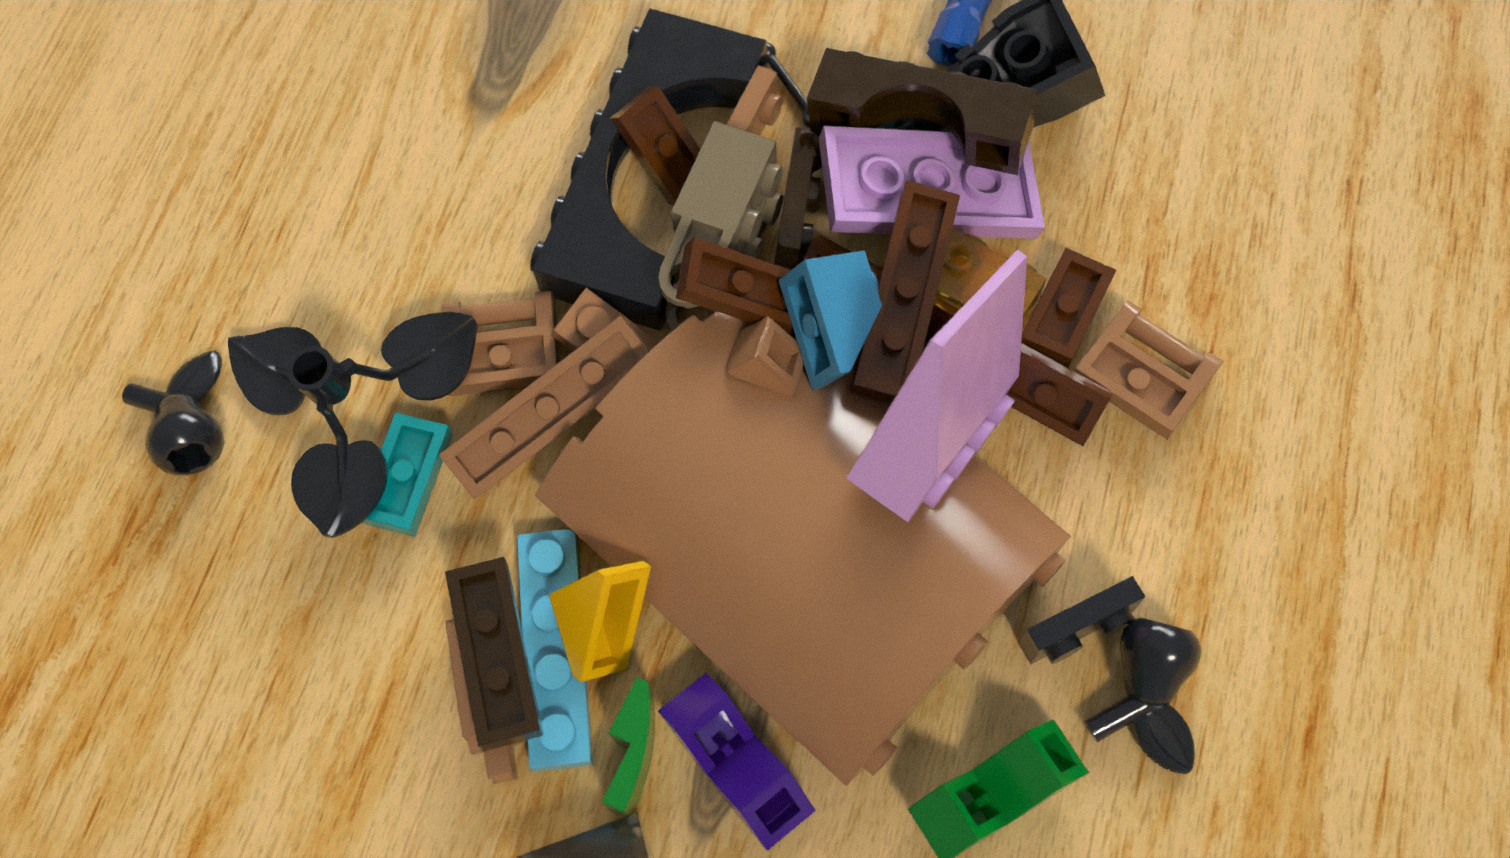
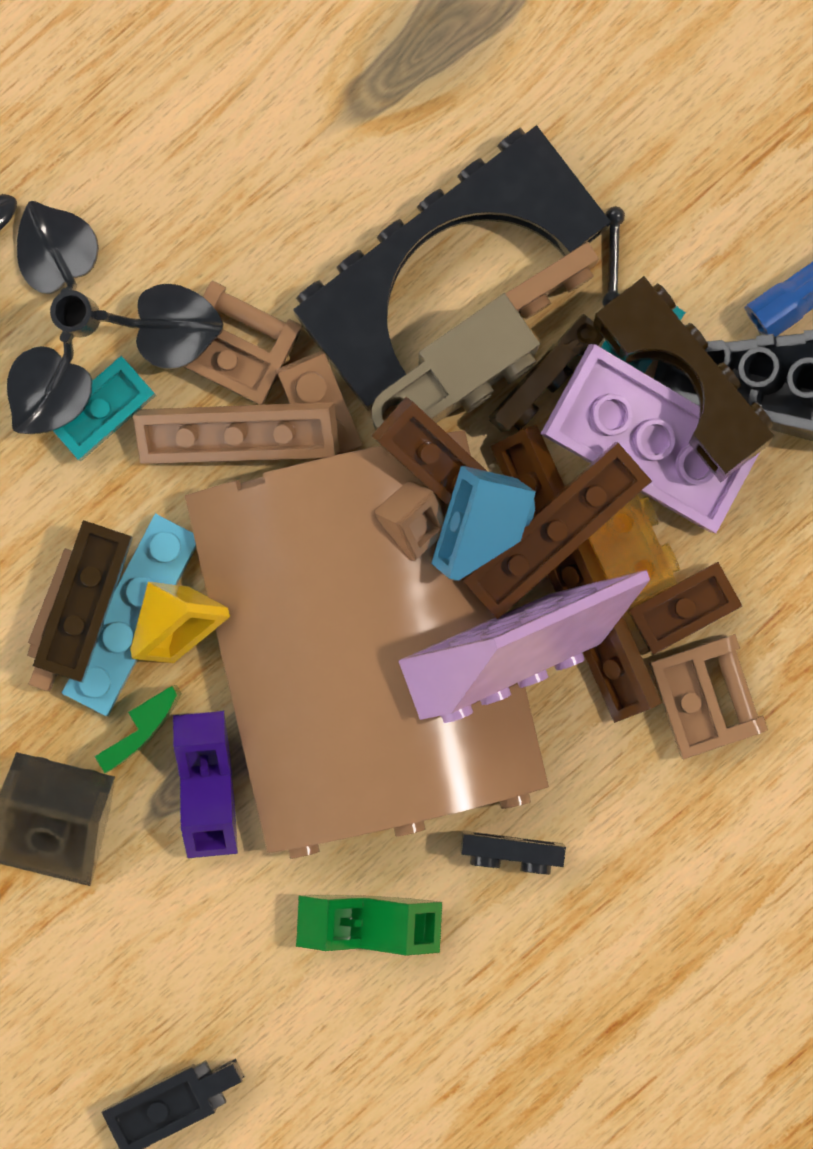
camera: 30 degrees right, 20 degrees up
(658, 140) = (465, 261): reddish brown plate -> none
(1155, 666) = (542, 913): black piece -> none

